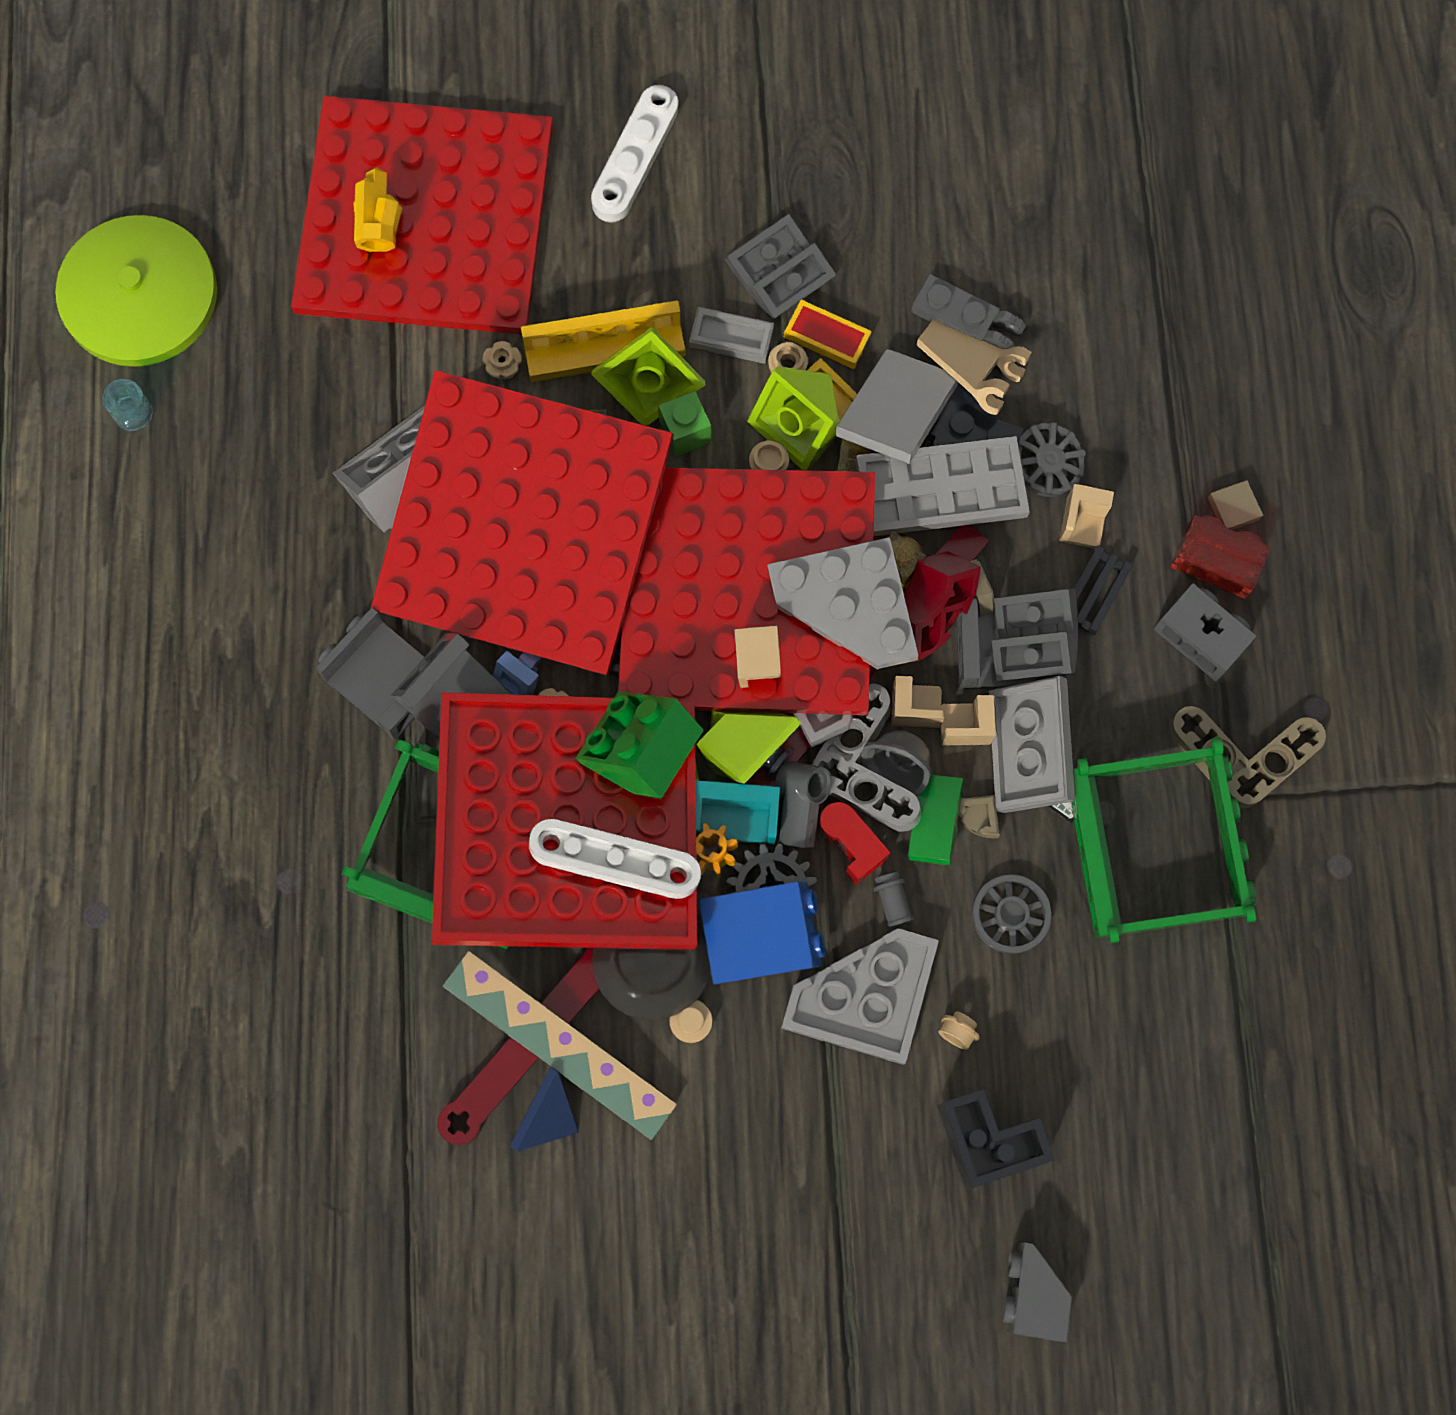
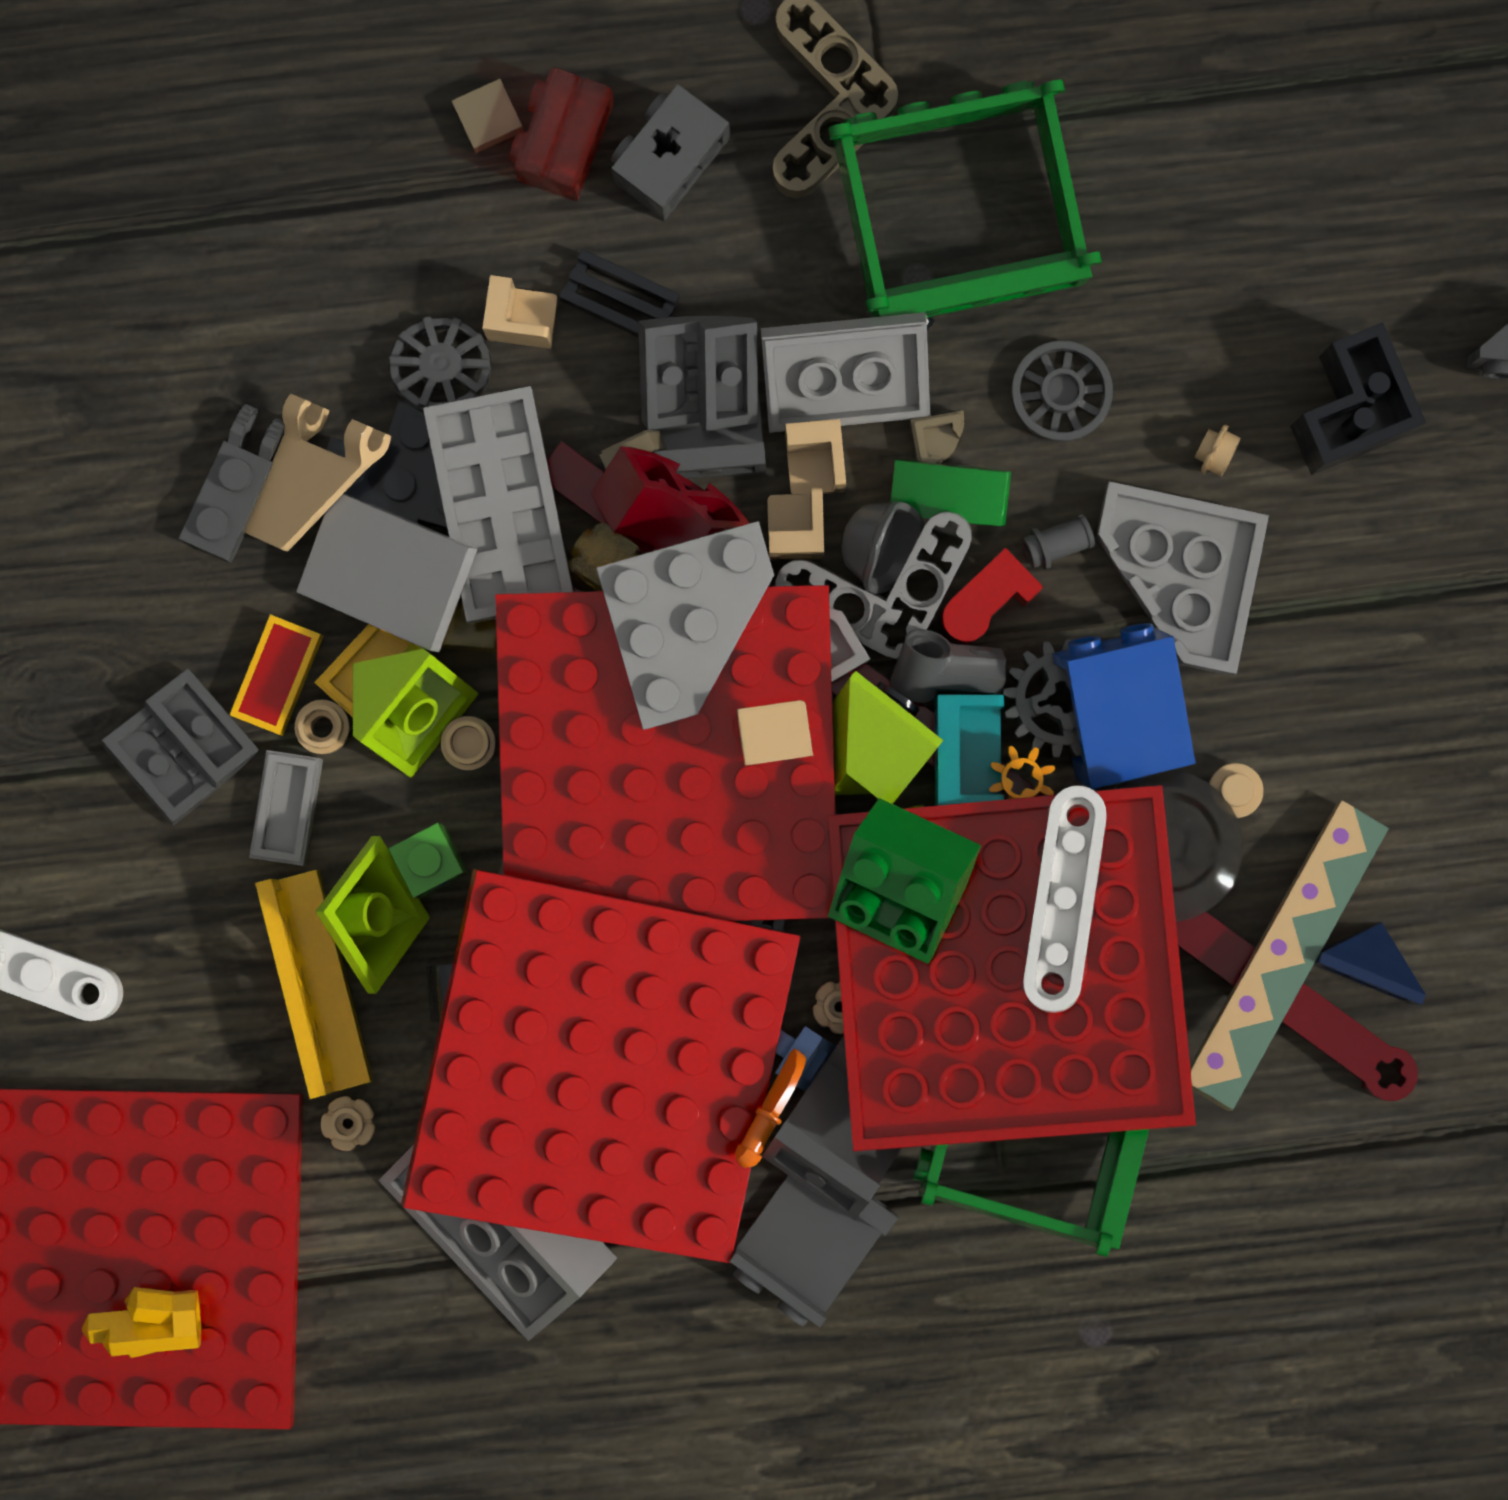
camera: 90 degrees left, 10 degrees up
(473, 637) = (767, 1117): none -> orange piece

